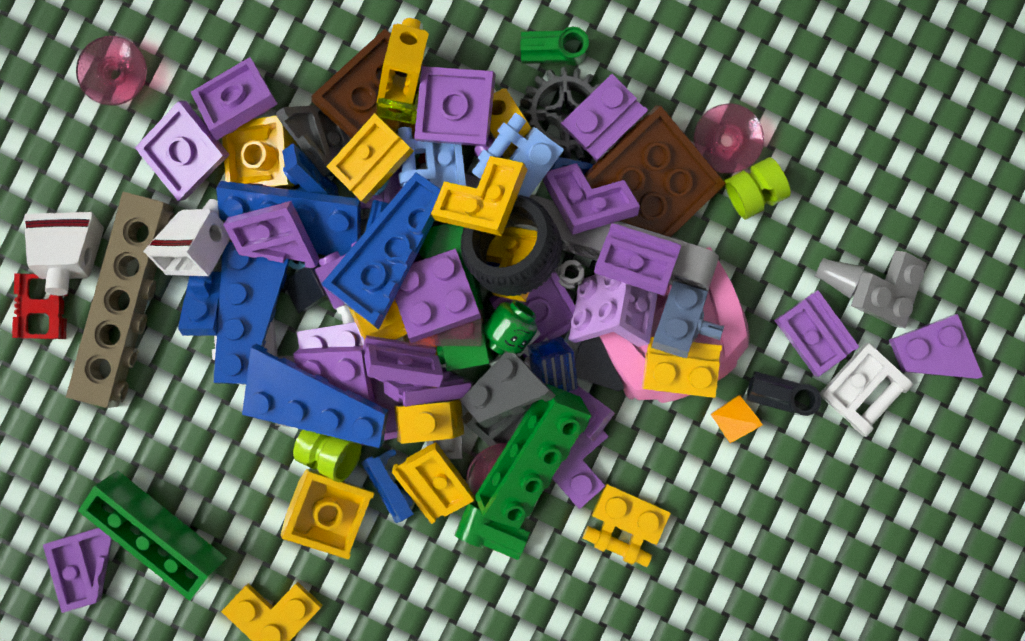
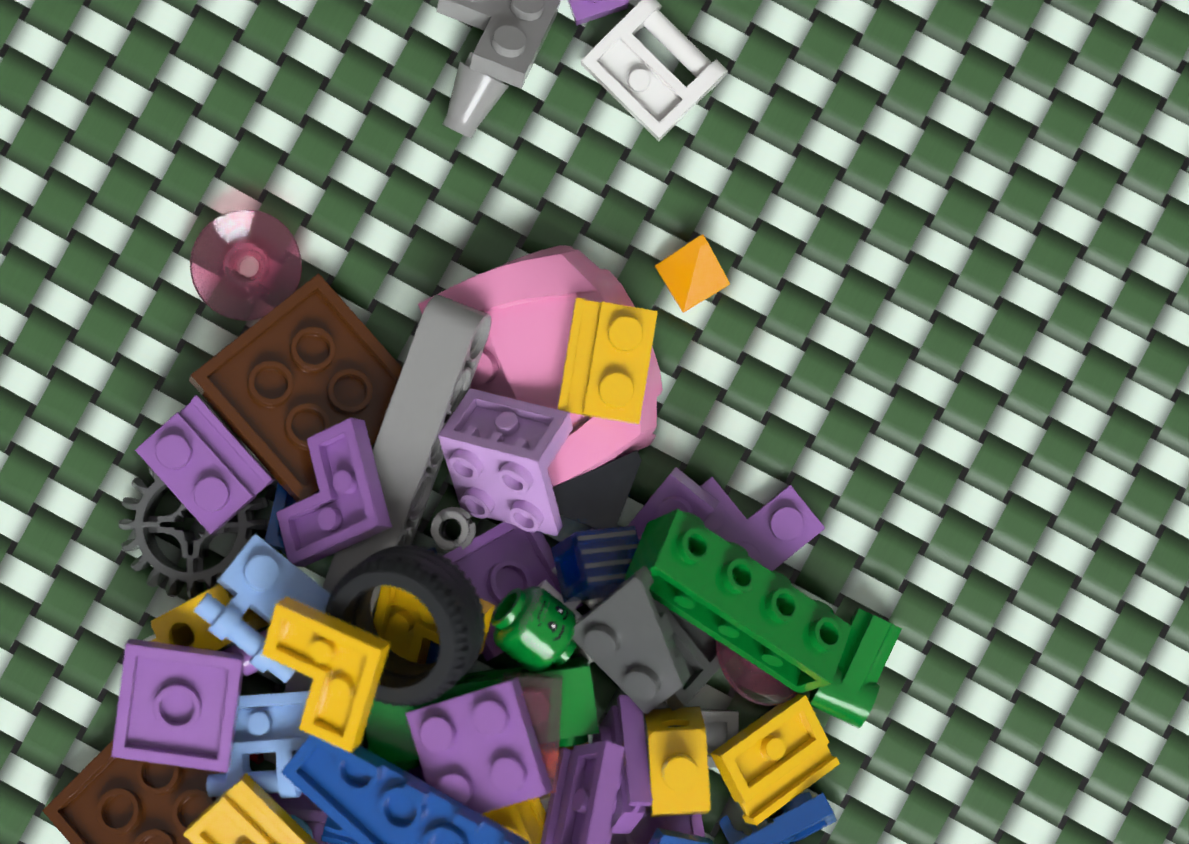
camera: 85 degrees left, 0 degrees up
(404, 55) = (93, 783): yellow torso -> none
(409, 110) = (181, 778): clear neon green bracket -> none
(549, 46) = (83, 544): green piece -> none
(632, 515) = (837, 445): yellow plate -> none
(637, 259) = (434, 425): medium lavender plate -> none
(683, 321) = (534, 355): sand blue plate -> none
(761, 186) = (327, 222): lime wheel -> none
(780, 394) = (655, 204): black piece -> none
(816, 333) = (562, 140): medium lavender plate -> none

